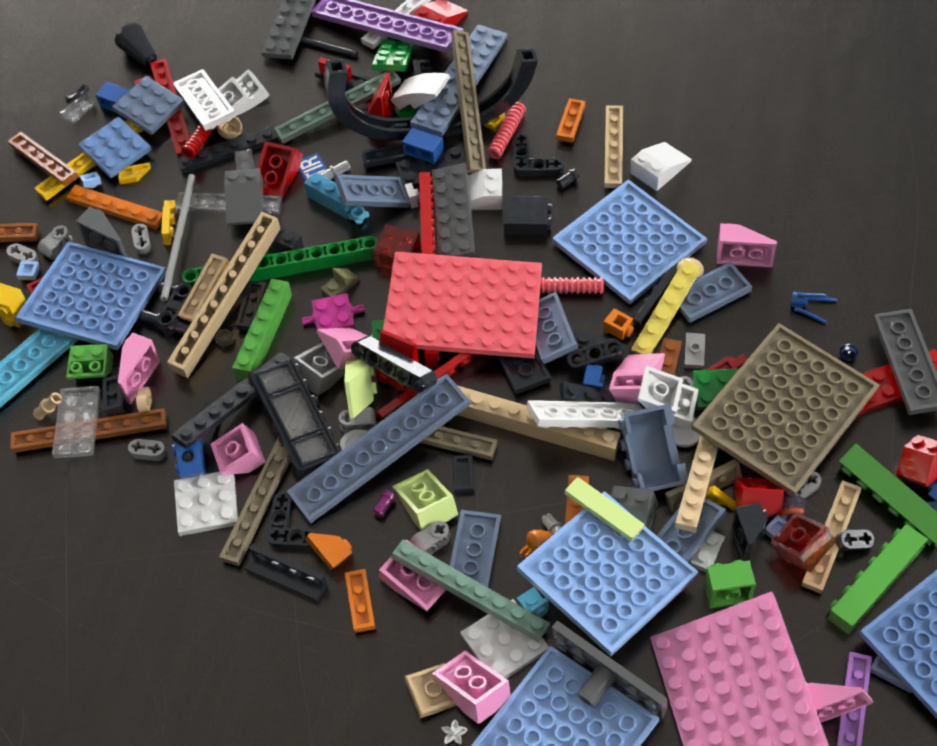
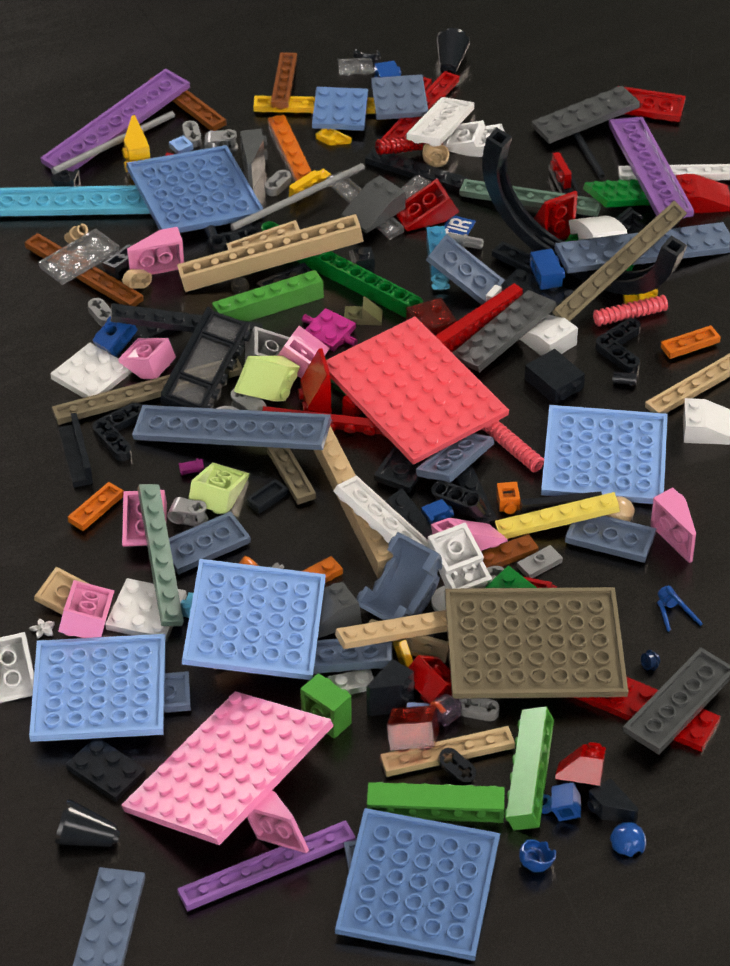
camera: 45 degrees right, 10 degrees down
(89, 361) = (134, 226): bright green slope -> none
(90, 180) = (297, 119): light blue plate -> none
(330, 548) = (118, 460): orange slope -> none
(394, 364) = (302, 378): black beam -> none
(604, 509) = (306, 581): yellowish green tile -> none
(606, 673) = (164, 672): dark grey plate -> none

